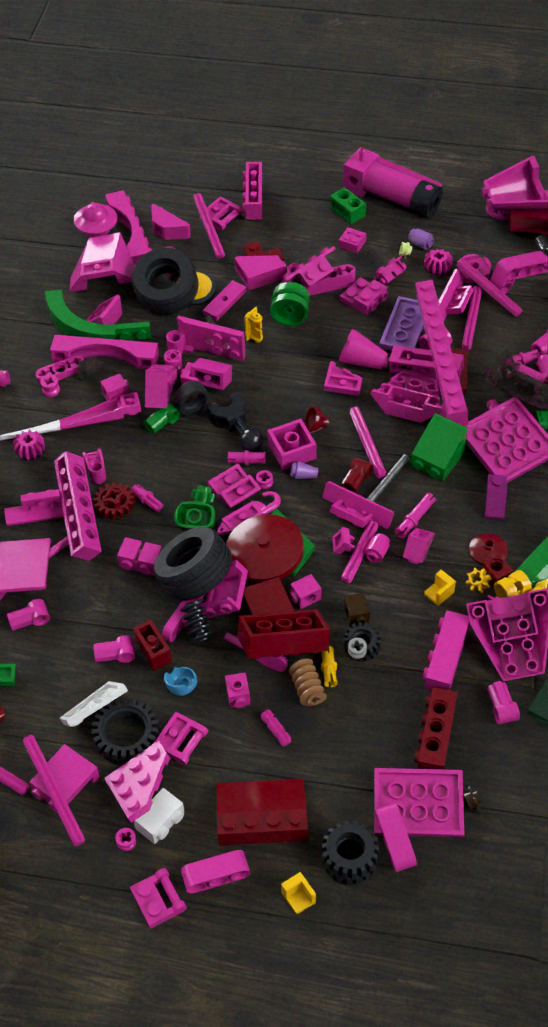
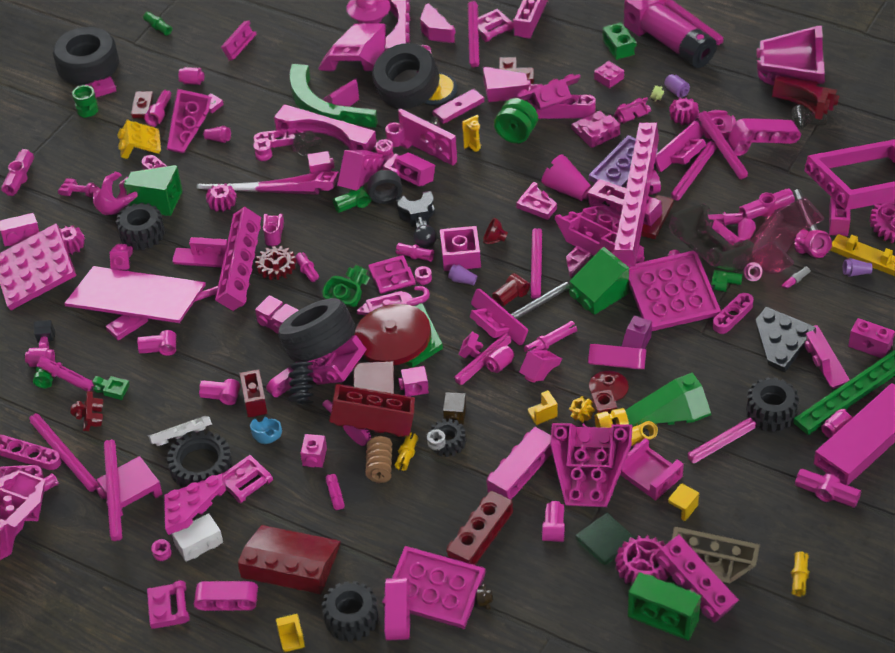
camera: 20 degrees right, 5 degrees down
(403, 429) = (577, 259): none -> dark pink tile
(487, 518) = (617, 356): none -> dark pink beam

